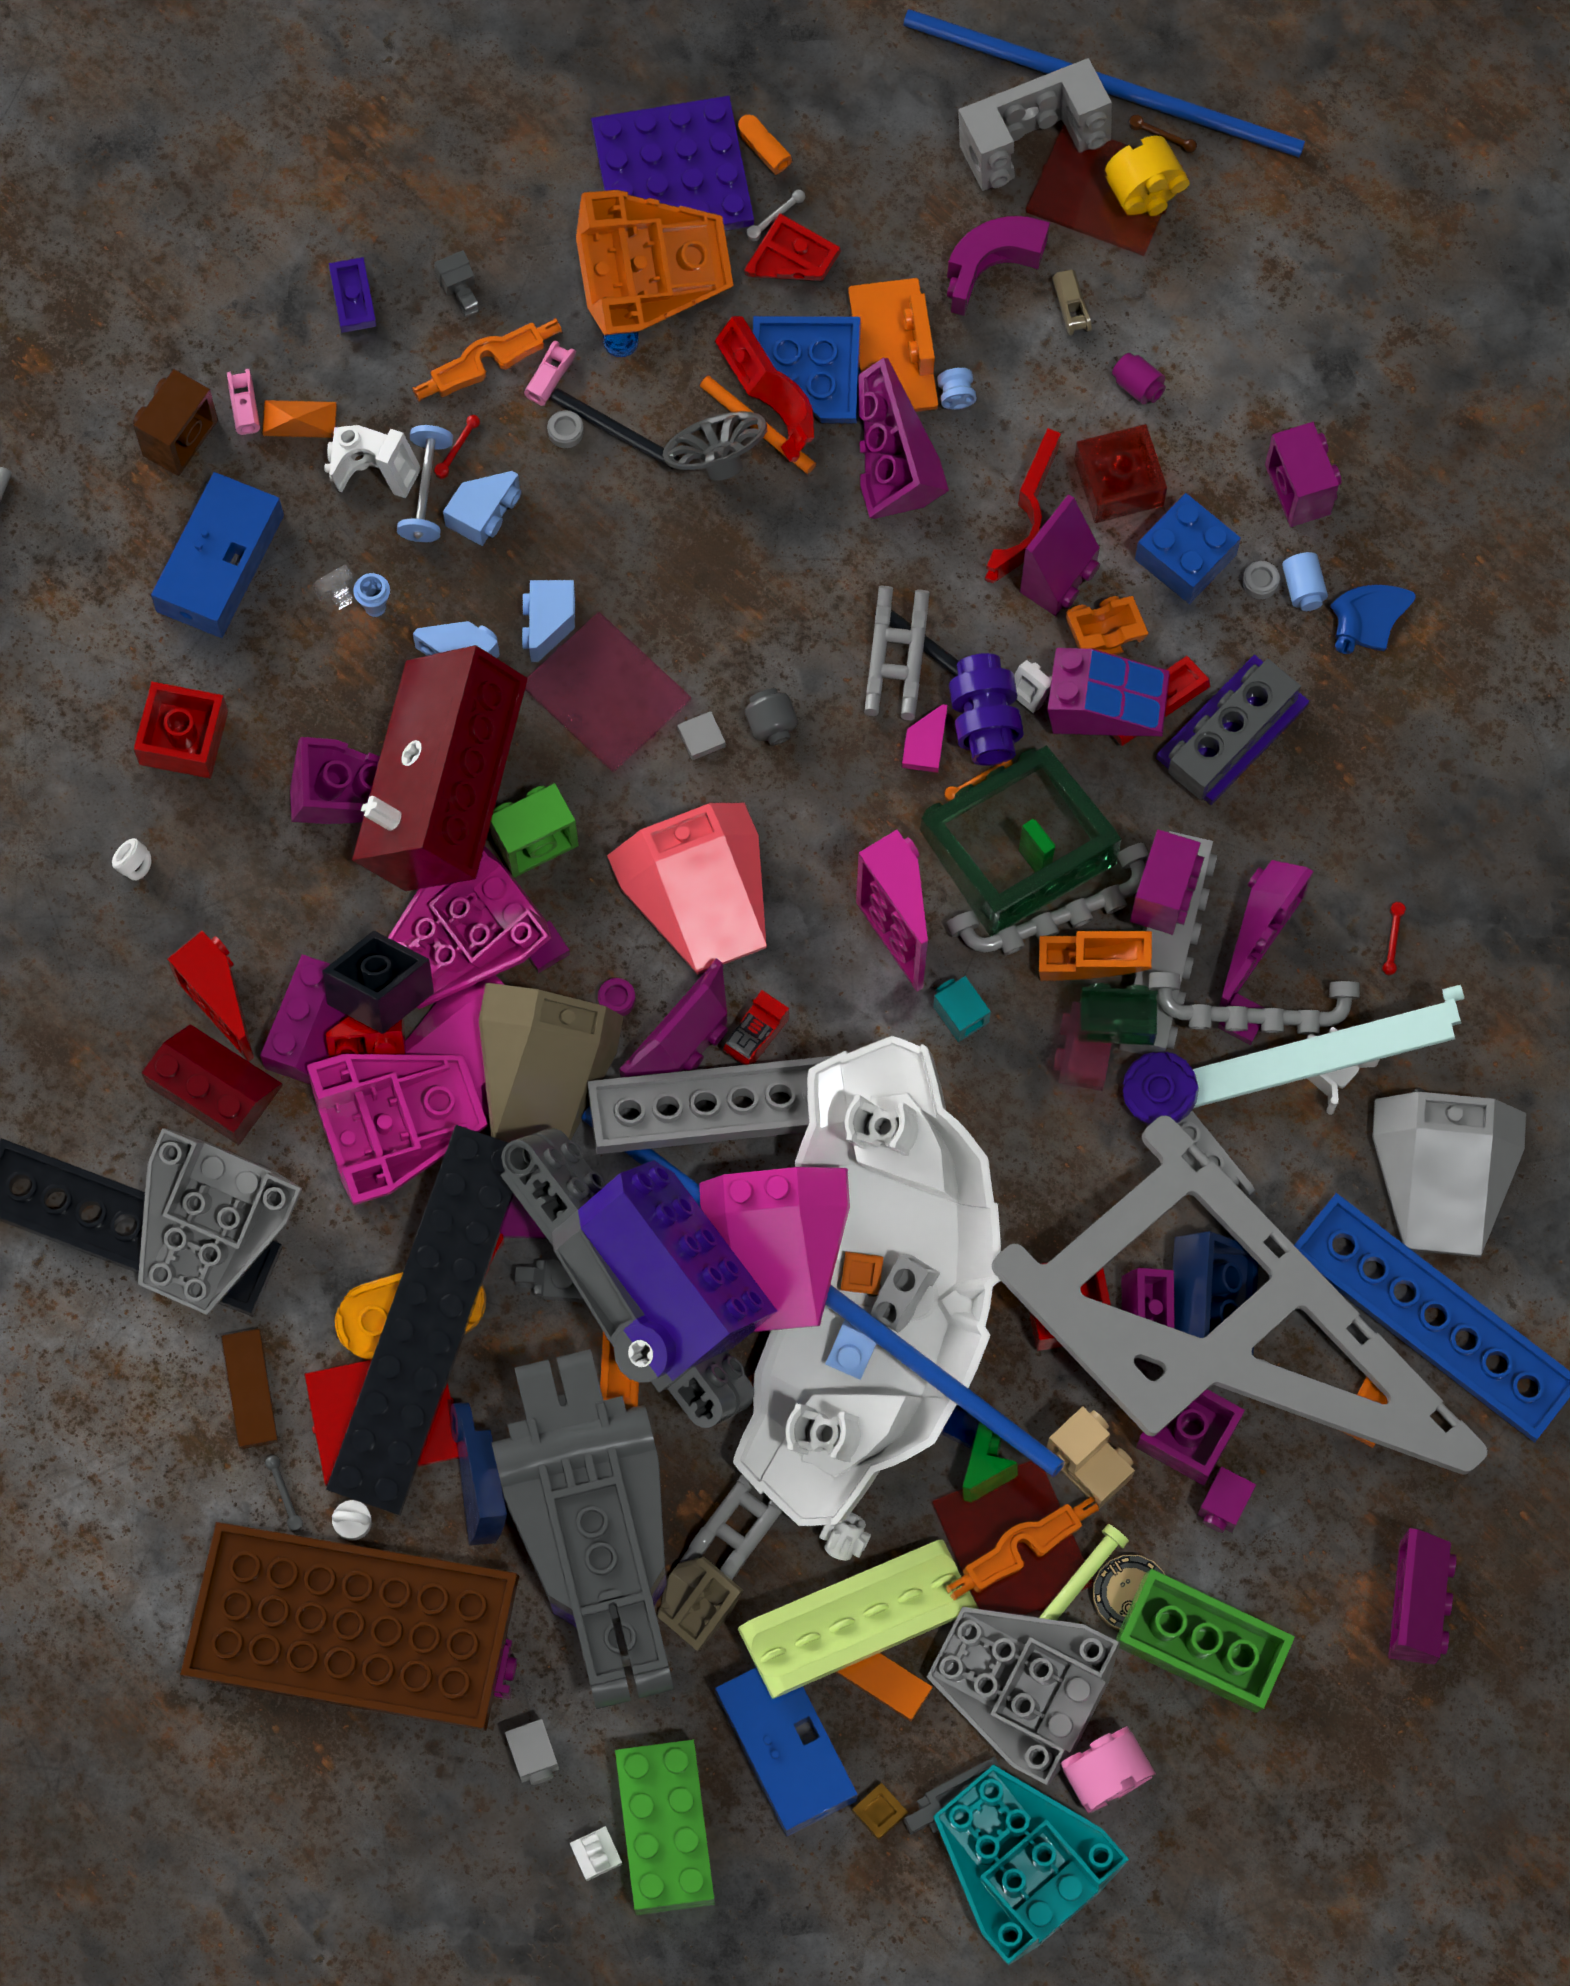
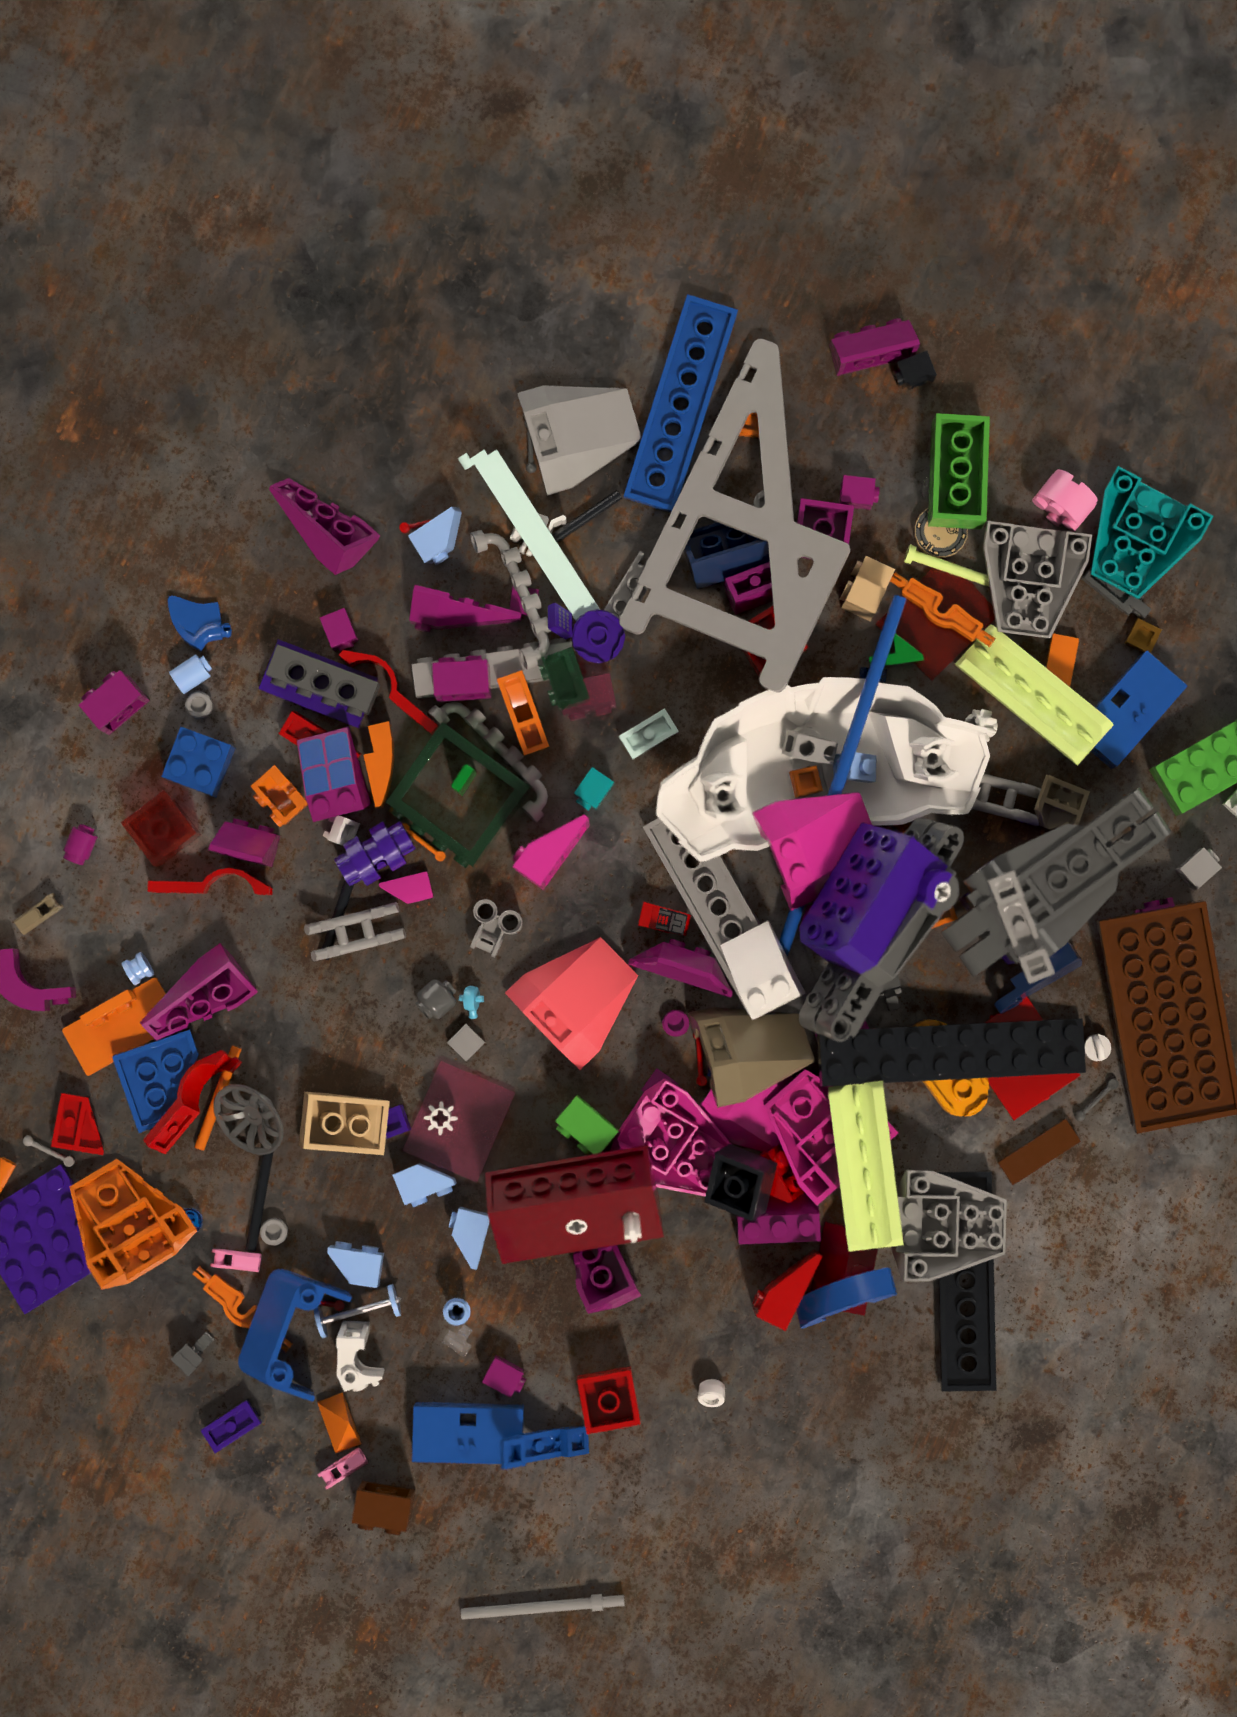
camera: 110 degrees left, 15 degrees up
(163, 624) = (543, 1445): none -> blue slope
(177, 1058) = (845, 1294): none -> blue slope
(267, 622) = (504, 1376): none -> magenta brick
(330, 1141) = (865, 1166): none -> yellowish green plate
(484, 407) = (269, 1325): none -> blue windscreen
(553, 1440) = (1020, 927): none -> light grey slope
(624, 673) = (446, 1112): none -> white gear
(635, 1111) = (761, 970): none -> white slope
(639, 605) = (397, 1121): none -> dark purple plate
(662, 549) = (343, 1123): none -> tan slope
(751, 759) = (471, 1000): none -> medium azure piece
(829, 816) = (492, 928): none -> light grey piece
(1006, 1105) = (648, 734): none -> light aqua plate
(1099, 763) = (380, 762): none -> orange slope
(1181, 813) = (355, 658): none -> red piece
(1198, 1042) = (560, 621): none -> dark purple tile
(1292, 776) = (339, 630): none -> magenta brick
(1326, 1139) = (587, 516): none -> black bar
(1366, 1643) = (914, 371): none -> black window
(1369, 938) = (437, 536): none -> light blue slope
(1427, 811) = (328, 533): none -> magenta wedge

